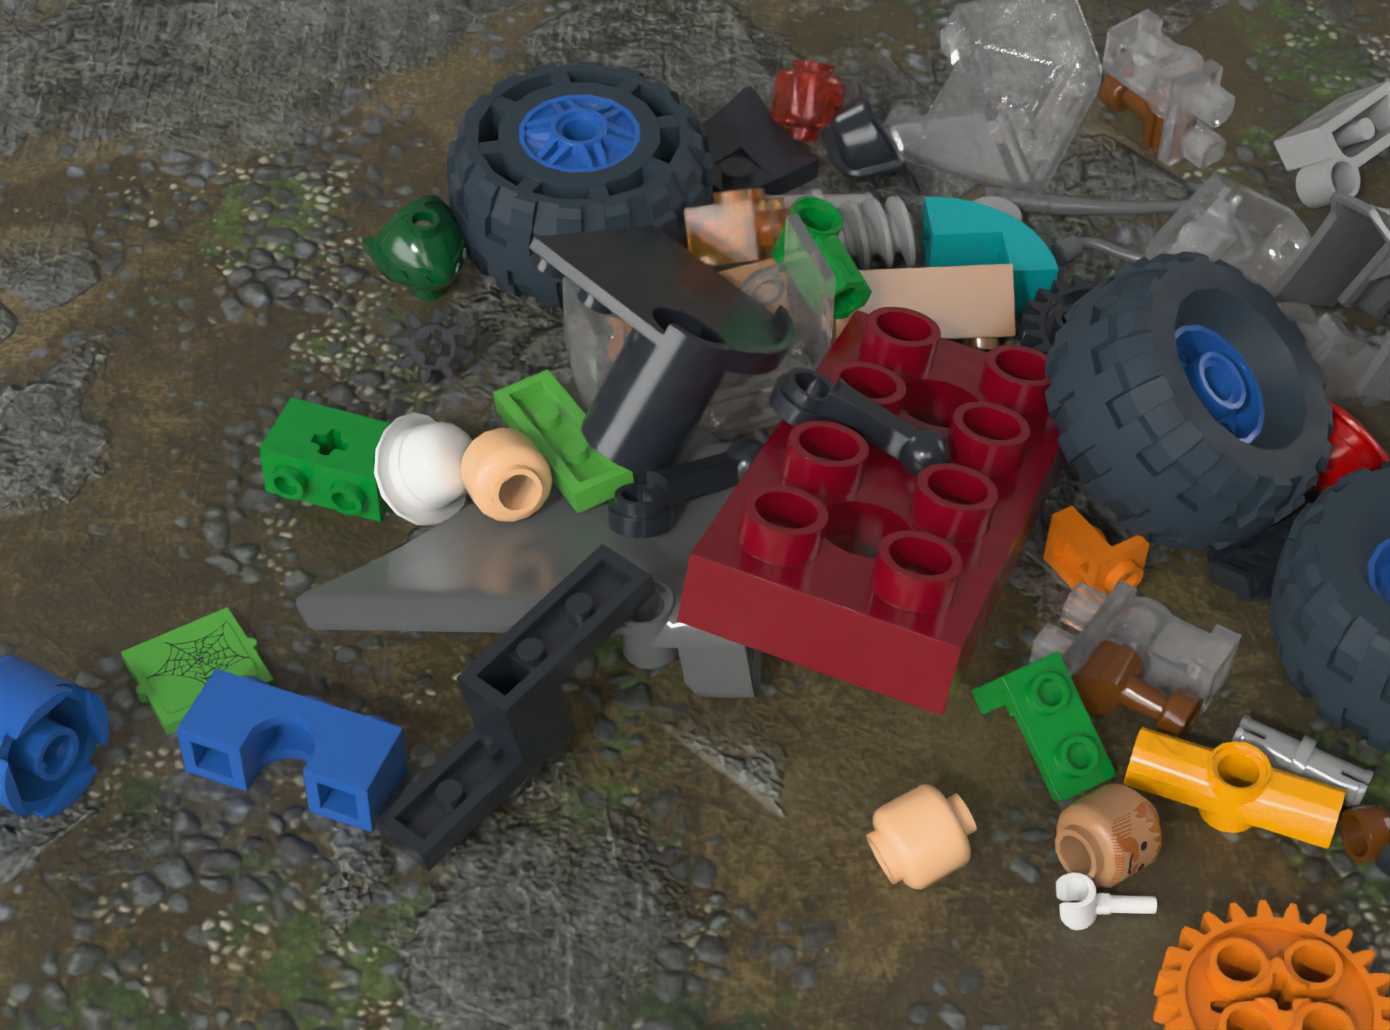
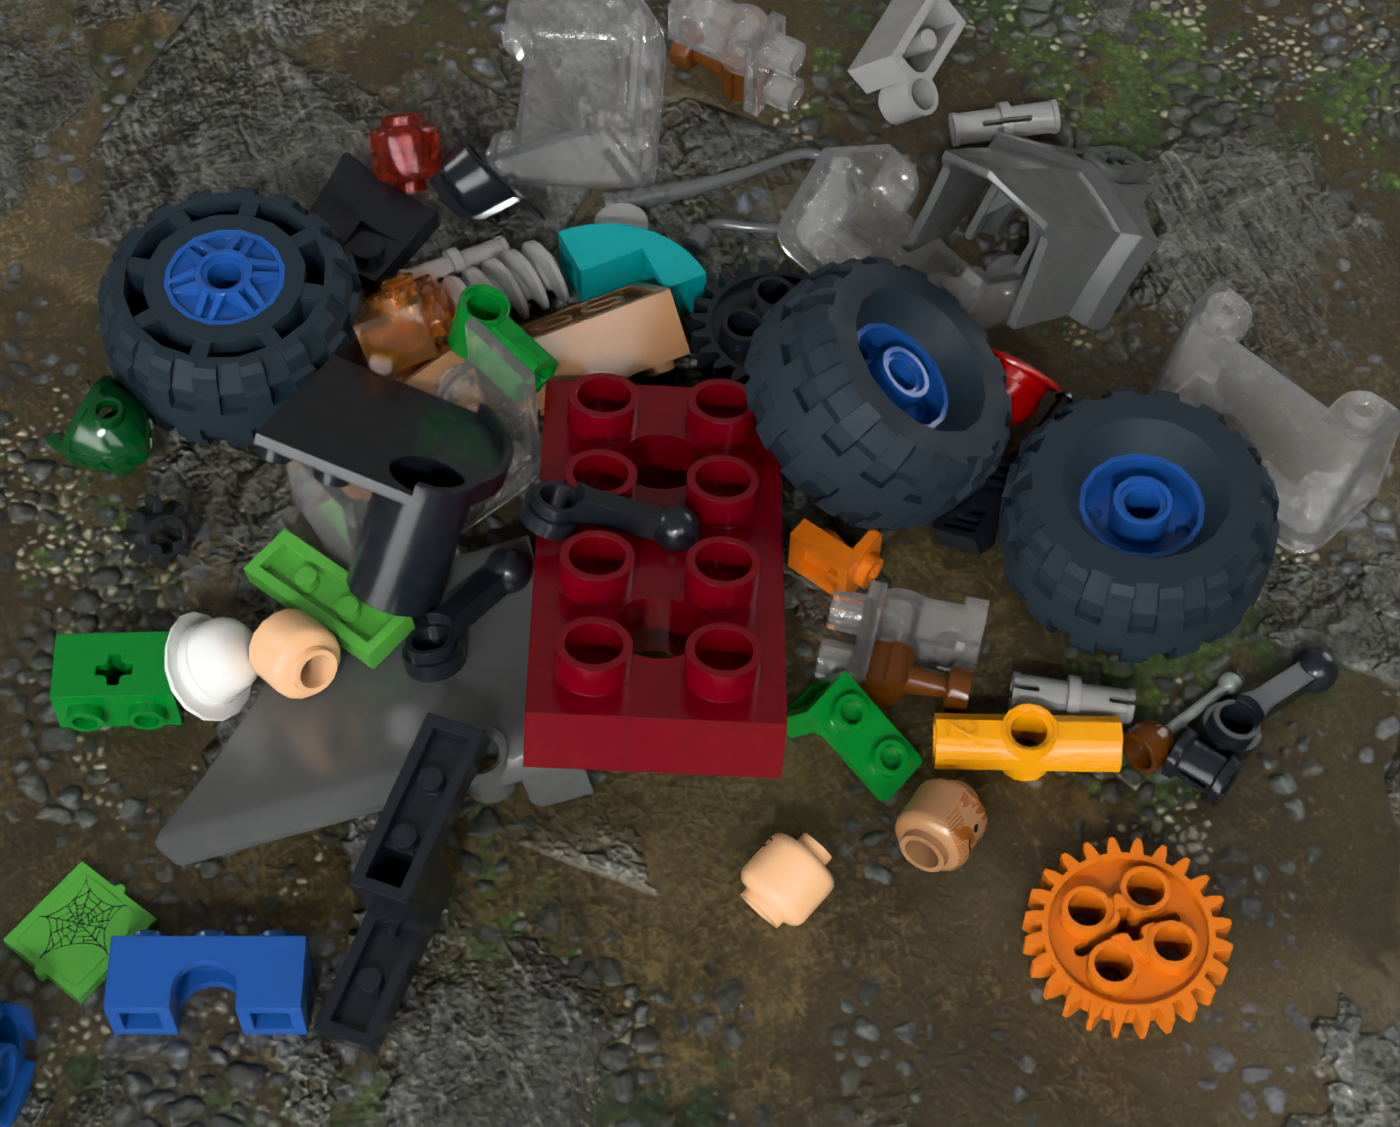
camera: 20 degrees left, 10 degrees up
(1083, 913) = (949, 885): white hand -> none

